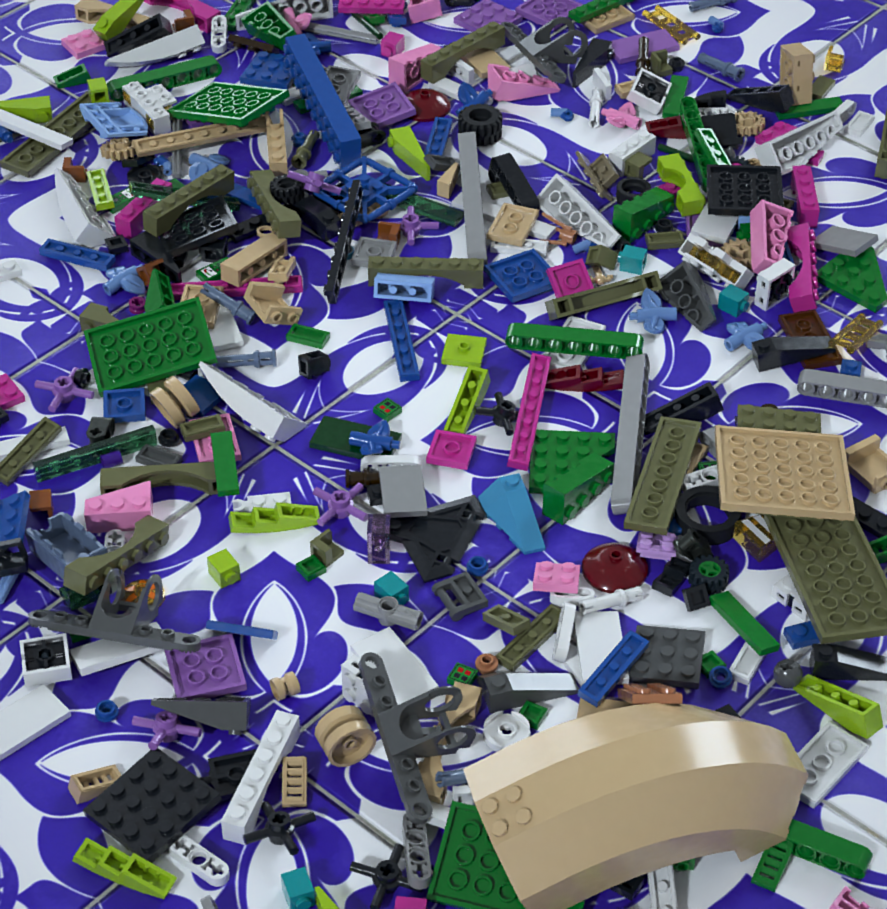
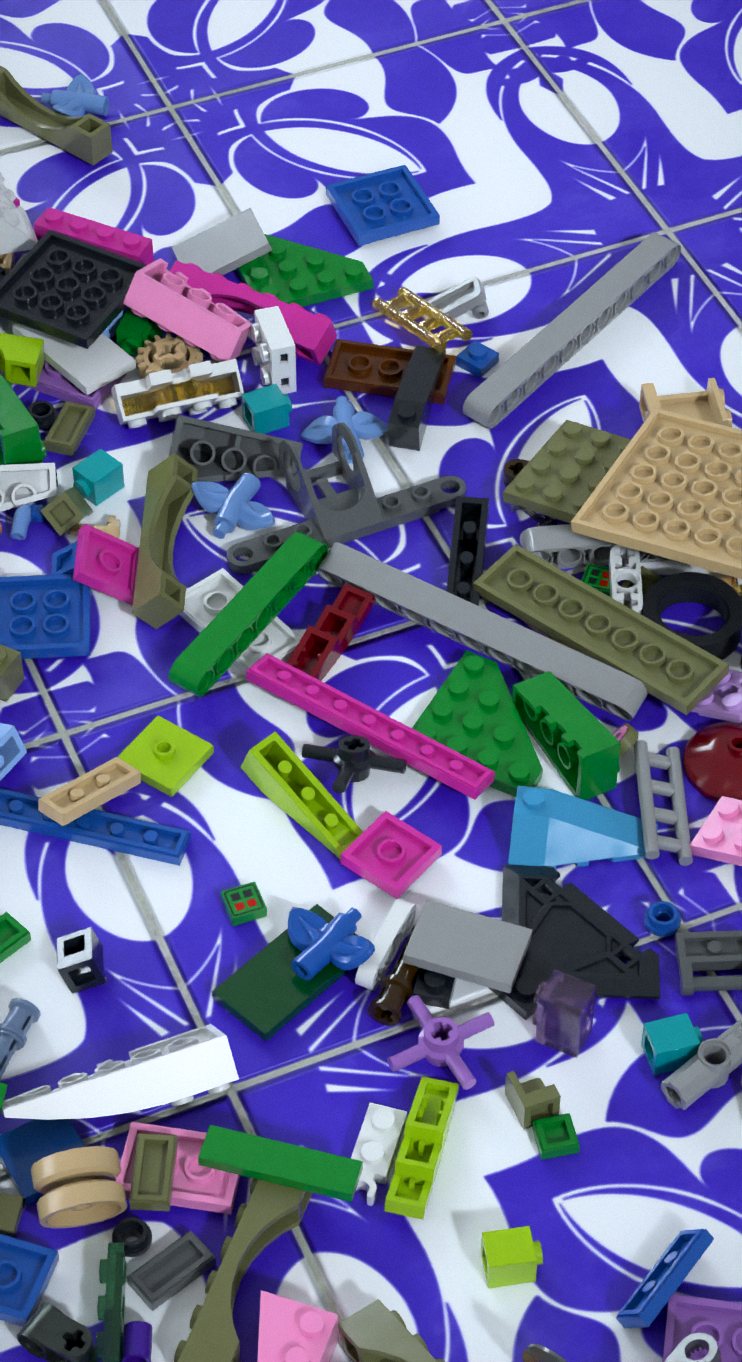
camera: 65 degrees left, 5 degrees up
(416, 329) = (89, 791): none -> tan plate
(566, 531) = (651, 814): none -> light grey bar
(591, 512) = (626, 736): none -> olive tile
(689, 359) = (343, 514): none -> dark grey piece

